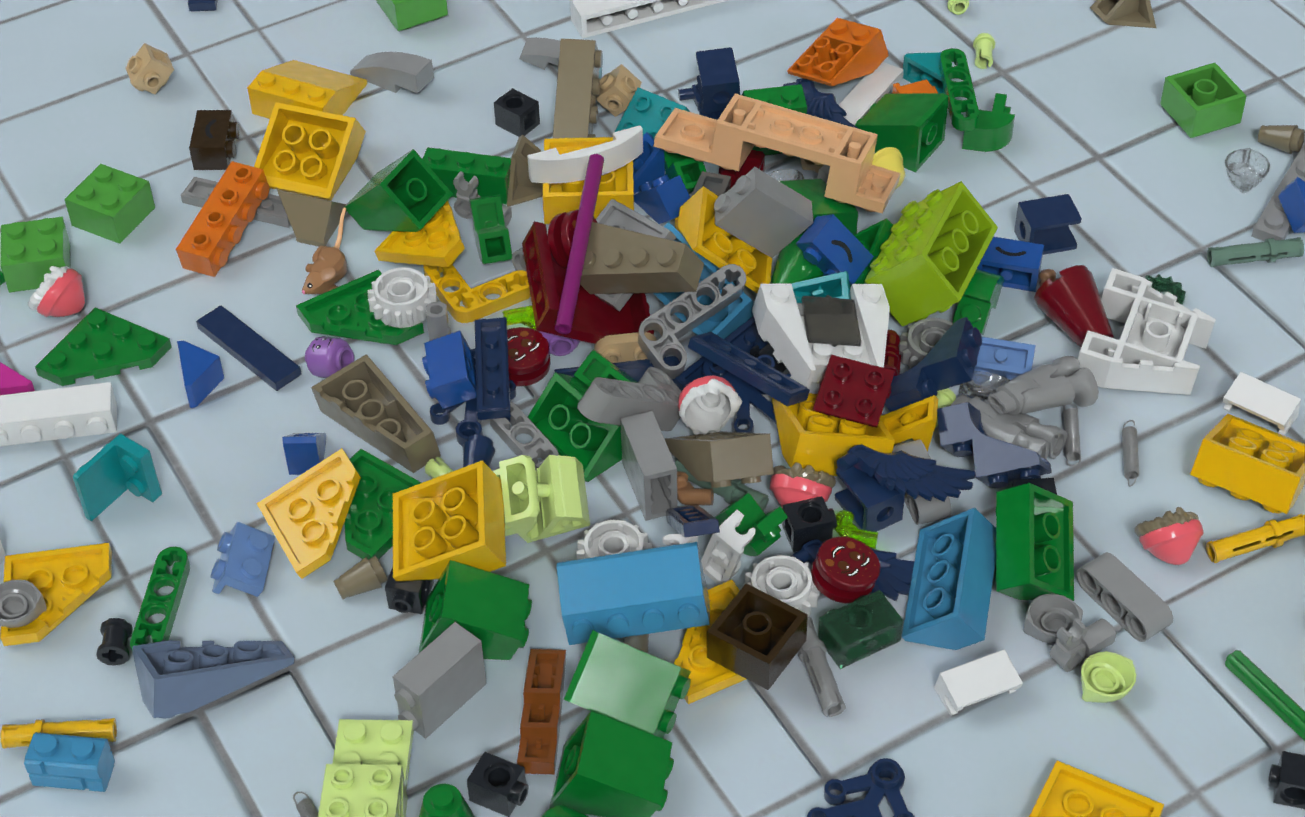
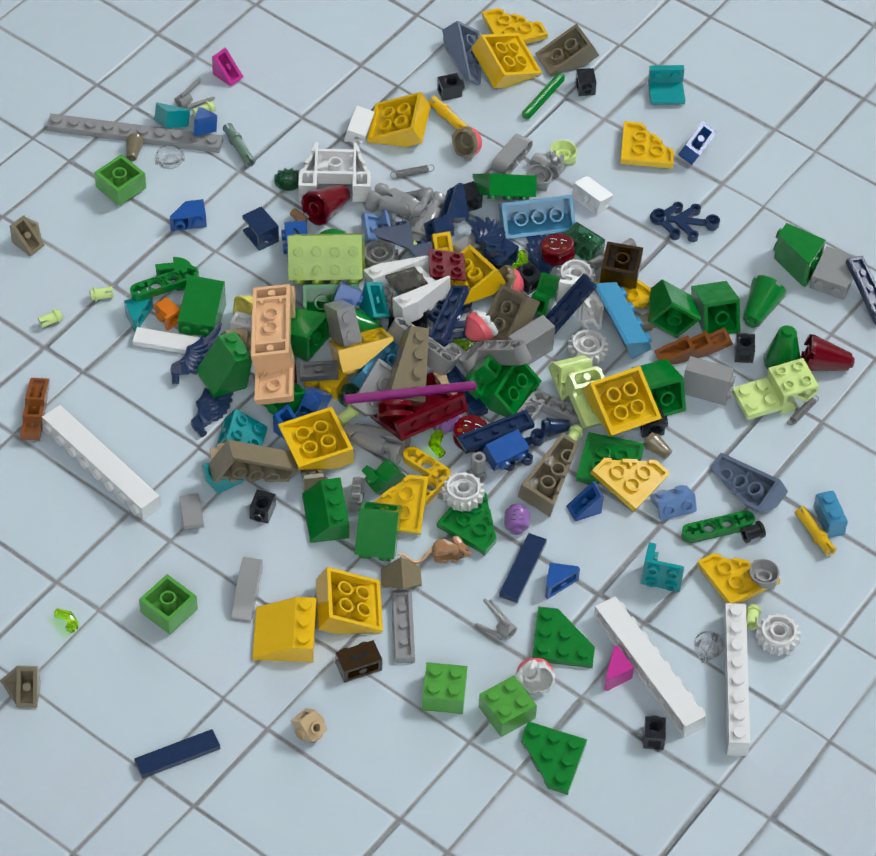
camera: 115 degrees left, 5 degrees up
(159, 290) = (505, 627): none -> light grey plant
(223, 219) = (433, 616): orange brick -> none
(552, 167) = (303, 415): white slope -> none
(717, 78) = (200, 403): dark blue piece -> none
(842, 54) = (148, 353): orange slope -> none
(1108, 162) = (189, 216): none -> blue slope

